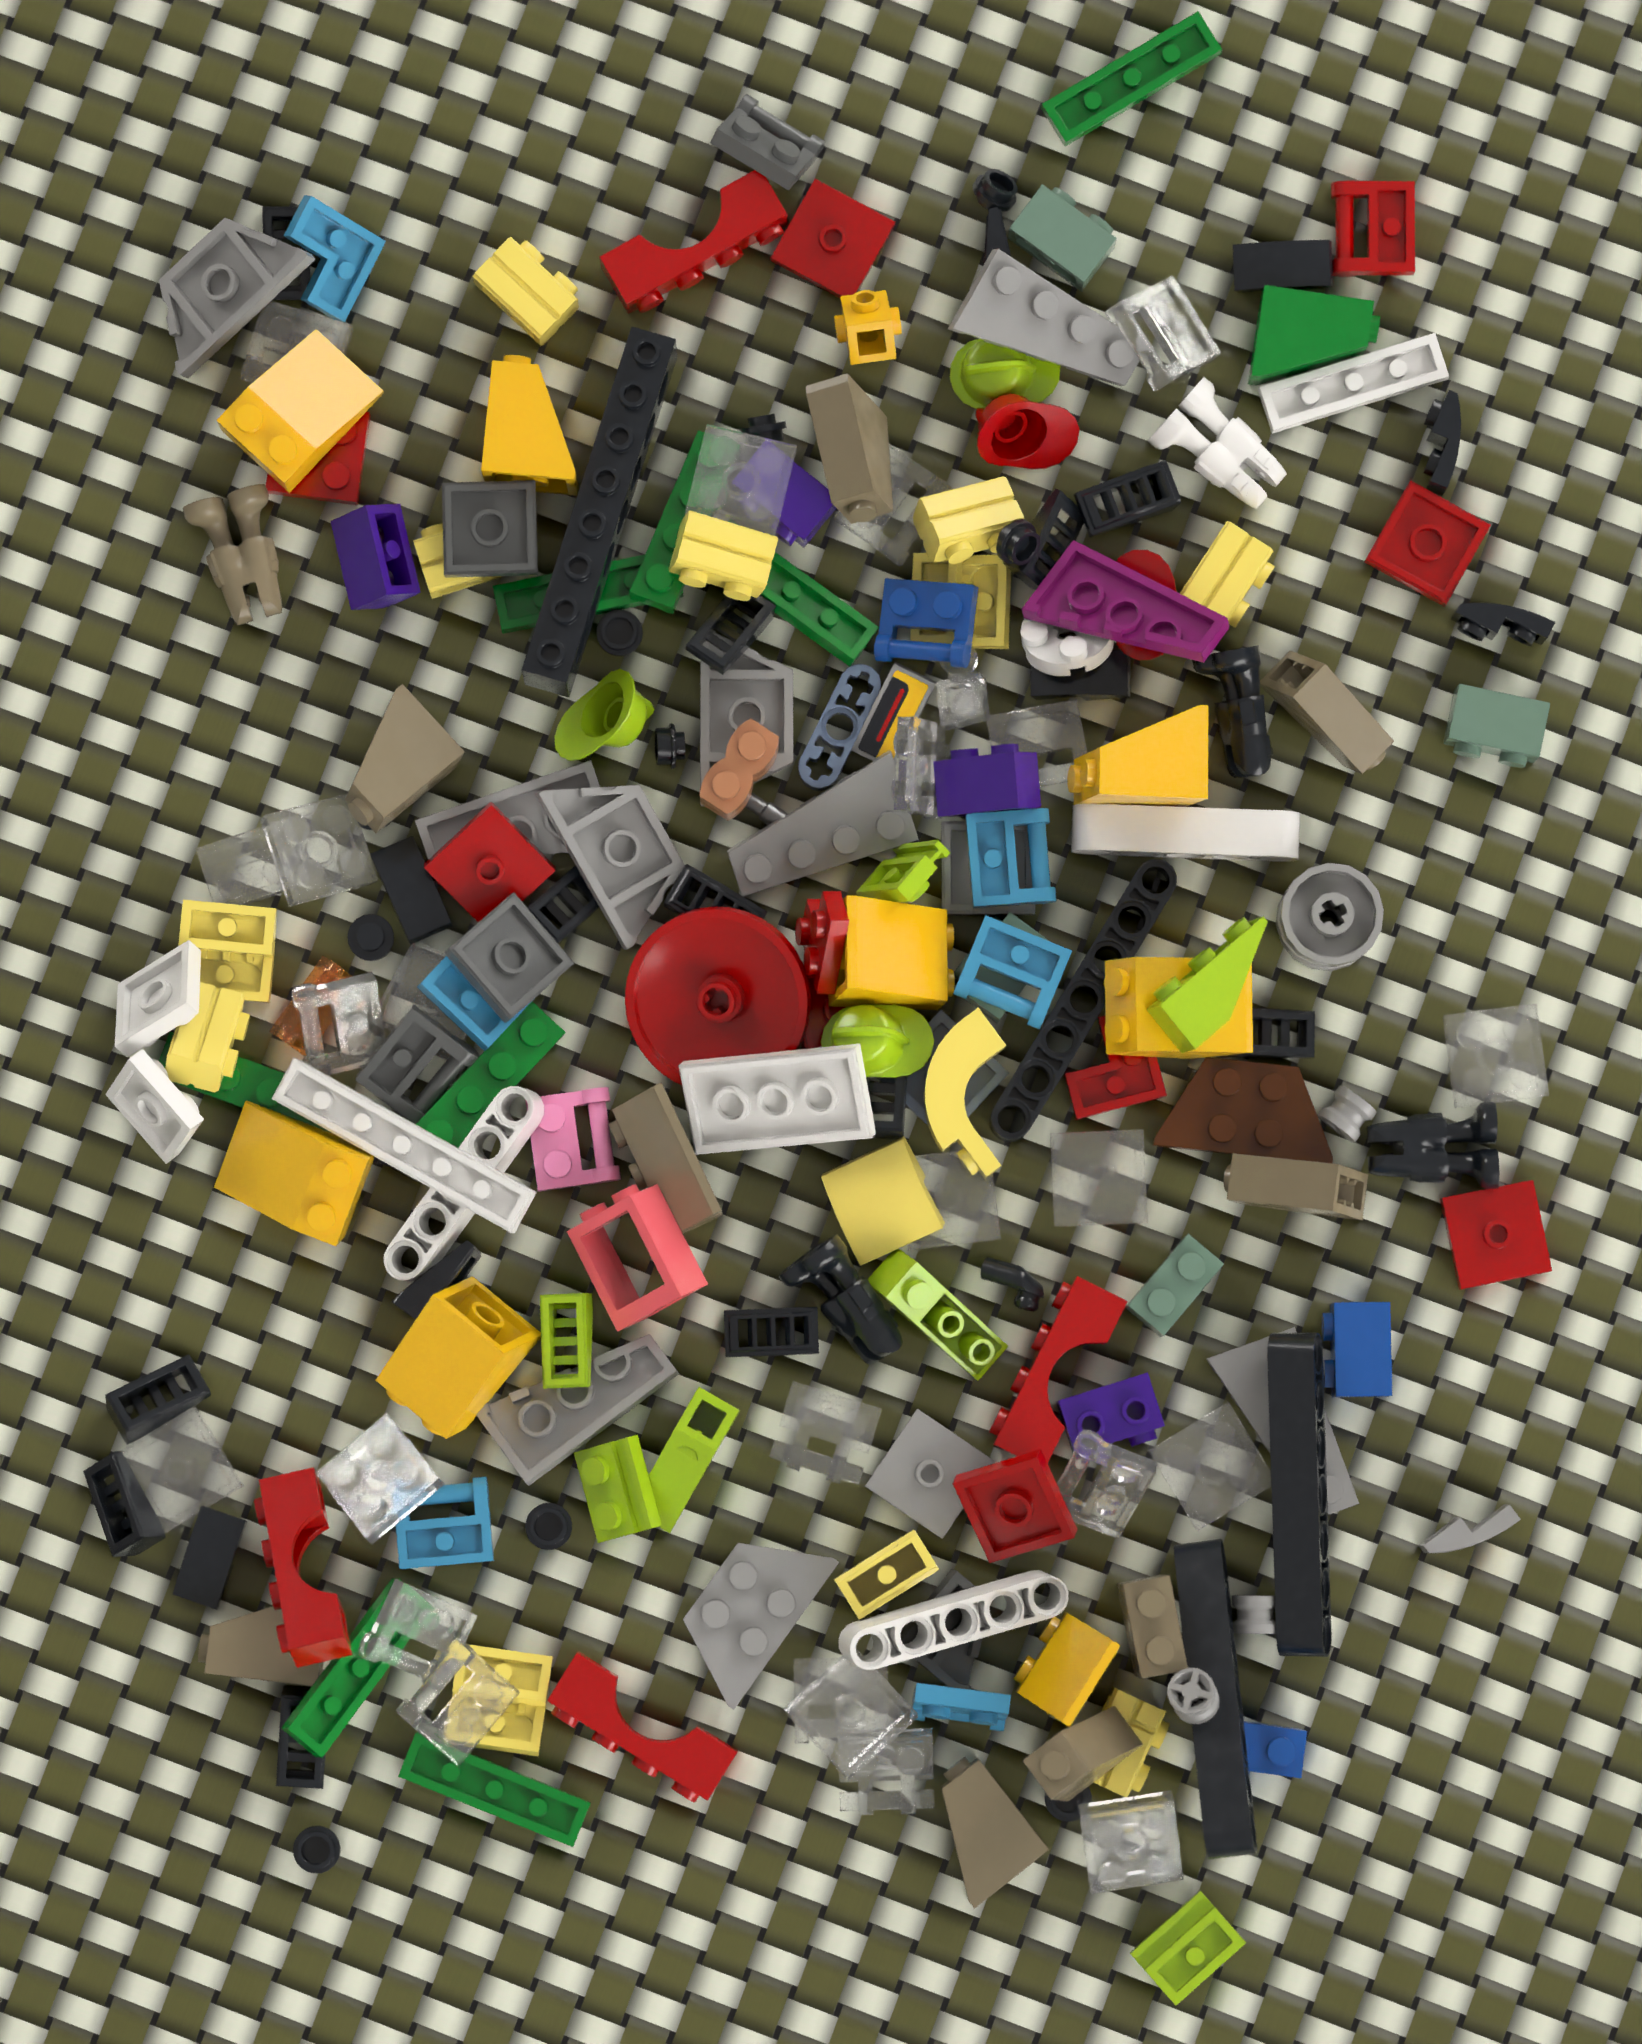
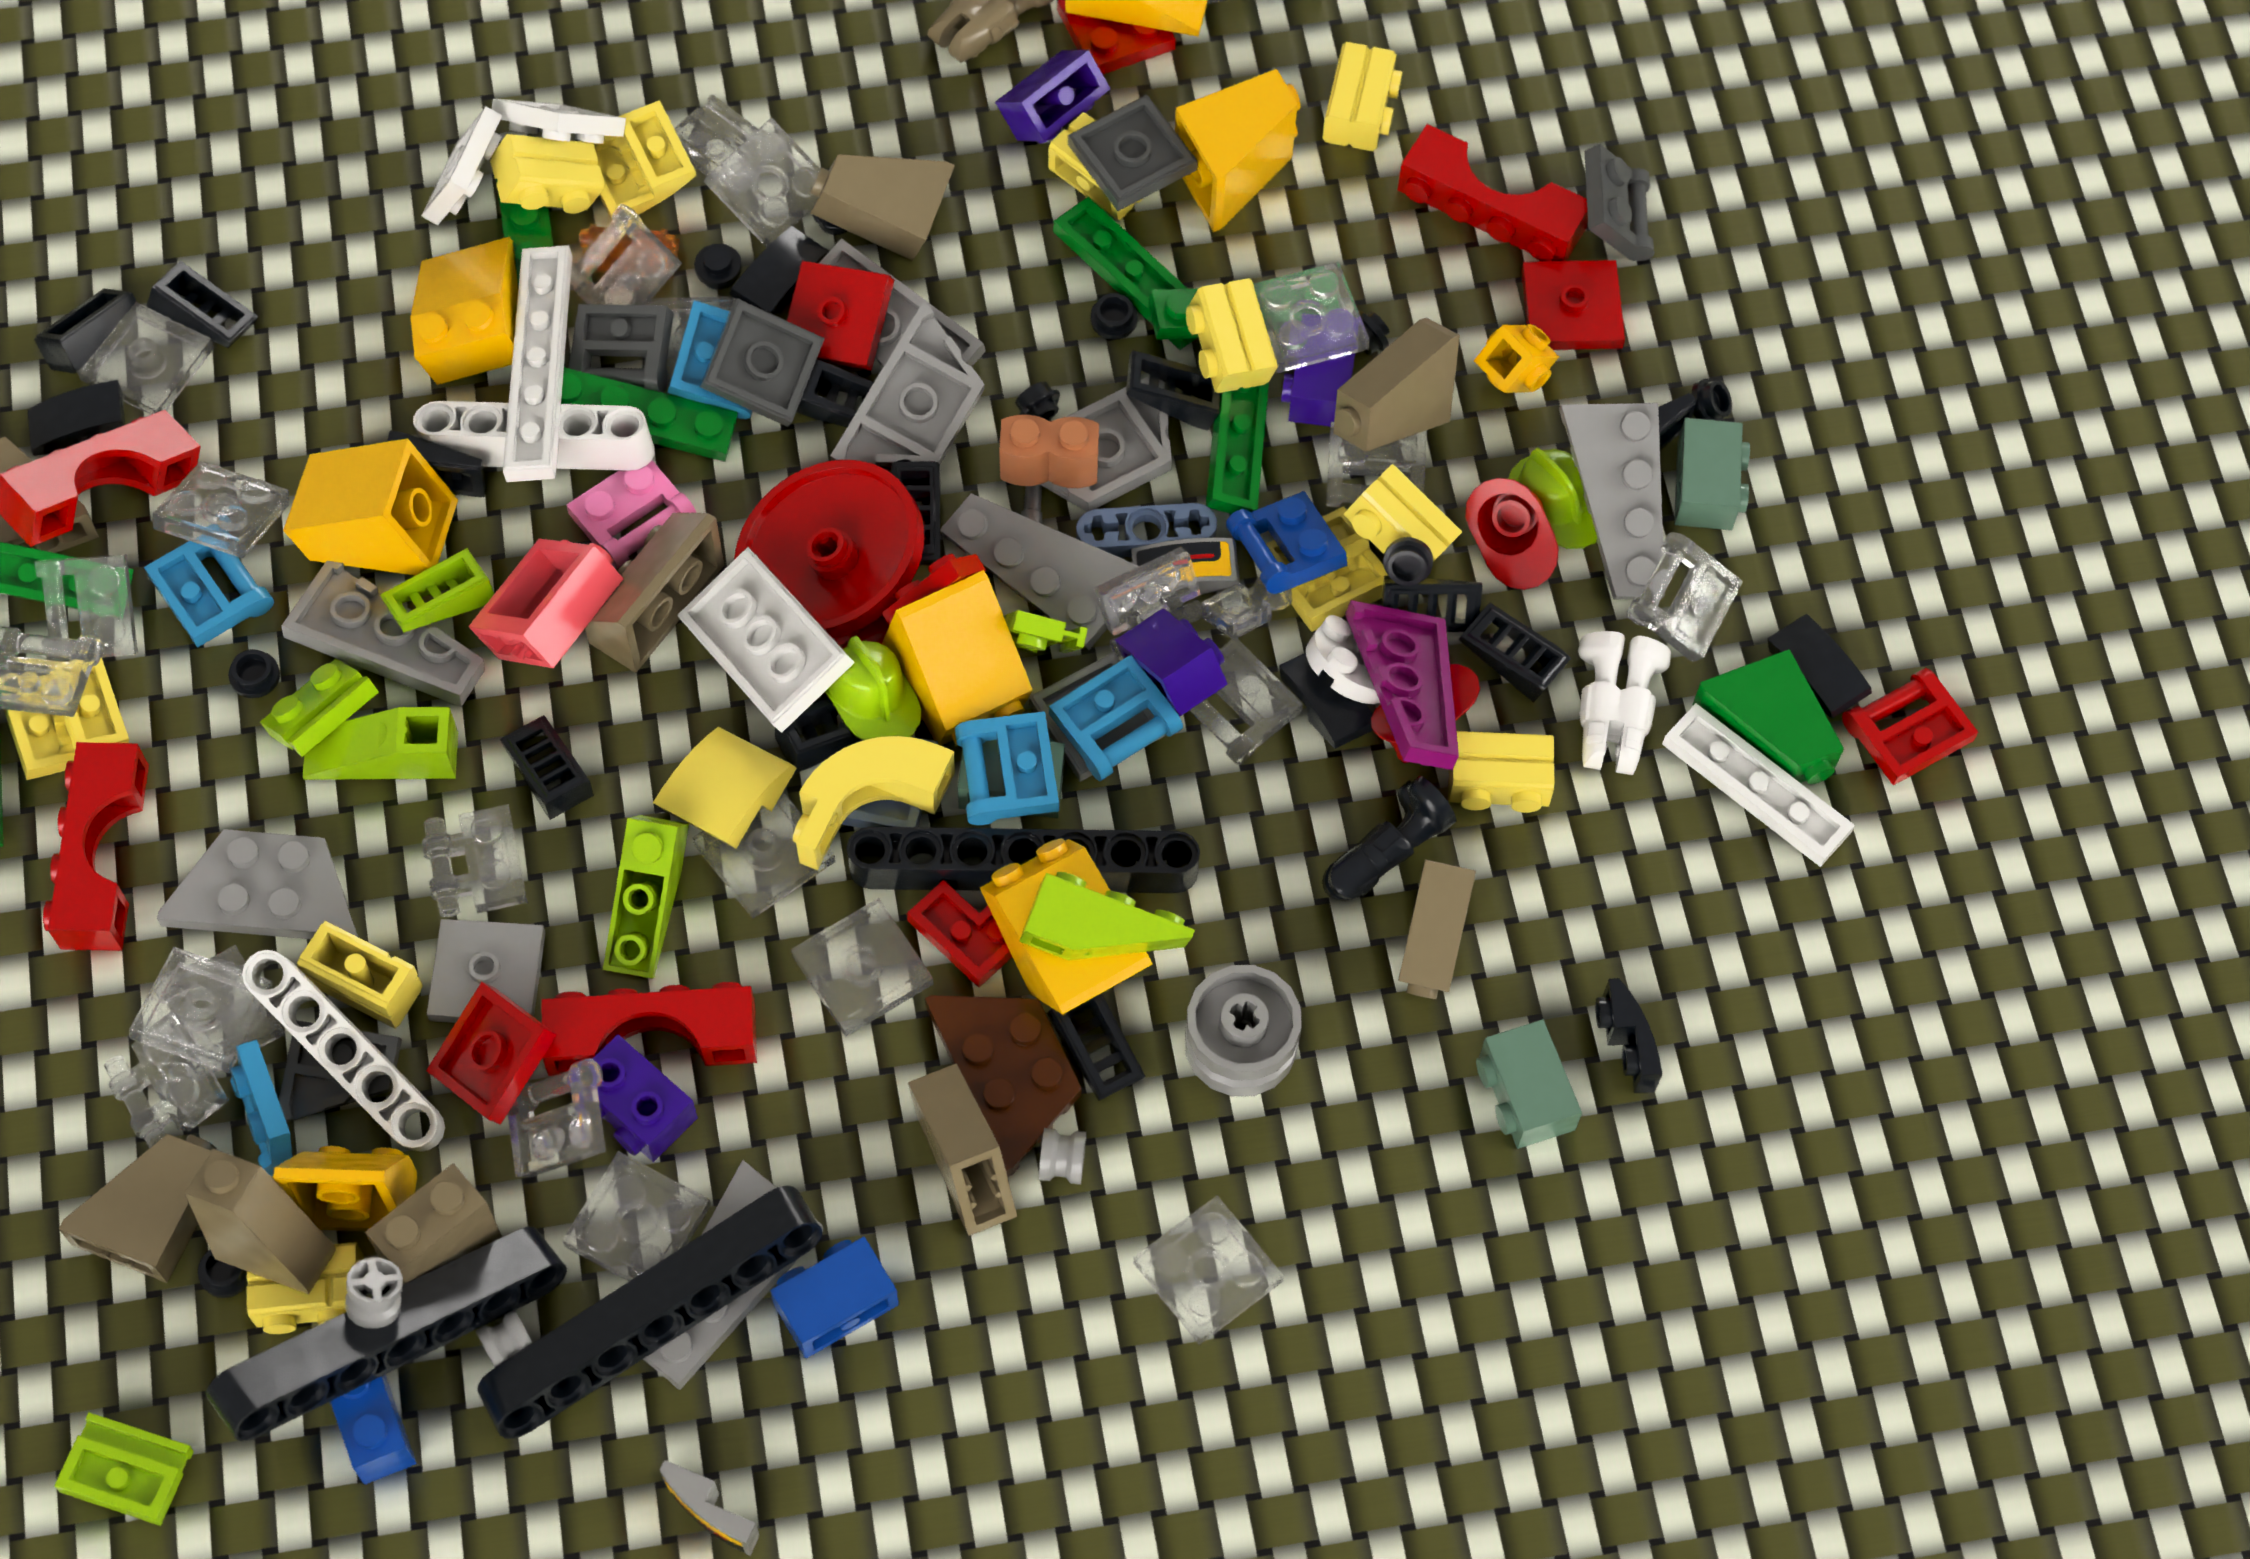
camera: 60 degrees right, 20 degrees down
(600, 512) = (1205, 233): black brick -> none
(605, 716) = (1031, 344): lime piece -> none
(851, 1299) = (605, 814): black piece -> none
(1017, 1278) = (721, 946): black arm -> none
(1130, 1842) = (199, 1340): clear plate -> none
(1131, 78) = (1890, 457): green plate -> none
(1149, 767) = (1277, 778): yellow slope -> none
(1174, 1285) = (795, 1086): sand green brick -> none
(1185, 832) = (1242, 866): white beam -> none
(1424, 1148) = (1081, 1244): black piece -> none
(1427, 543) = (1657, 930): red plate -> none
(1445, 432) = (1774, 884): black slope -> none
(1496, 1234) = (1030, 1369): red plate -> none

